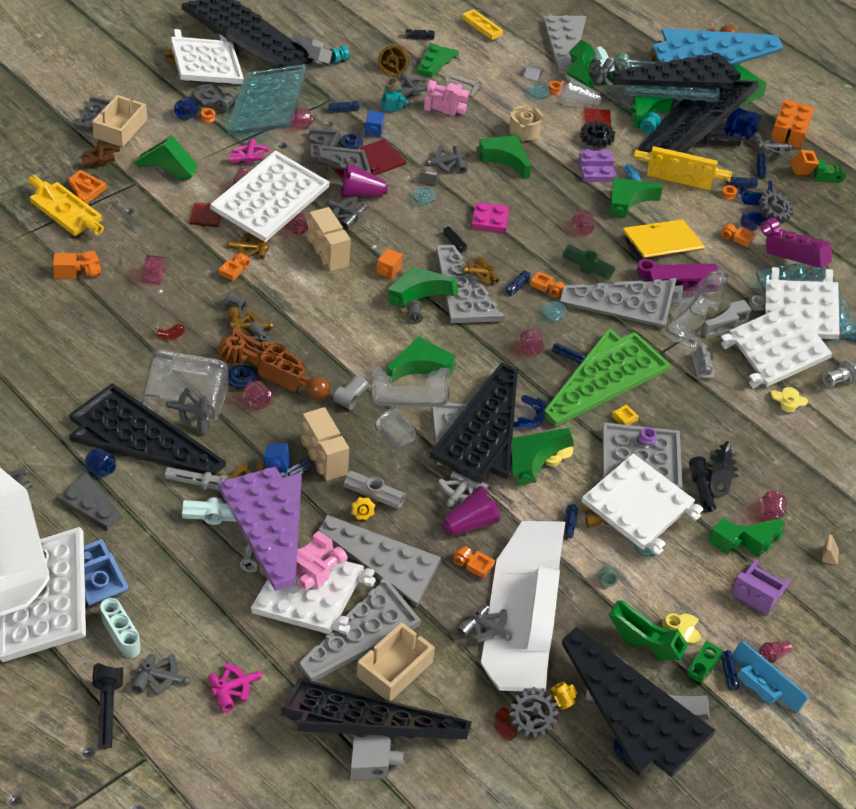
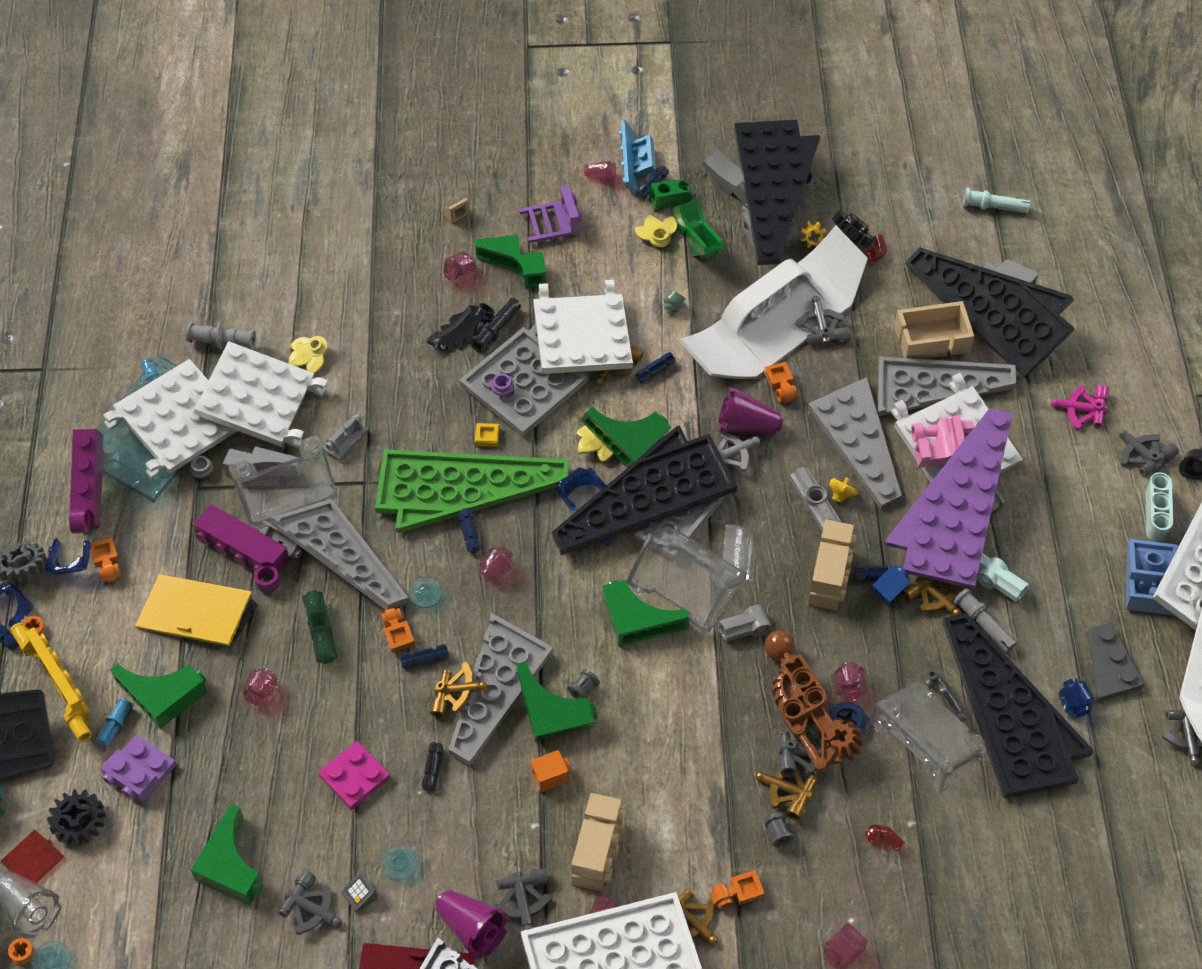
camera: 135 degrees left, 10 degrees up
(525, 123) = (150, 891): tan brick -> none

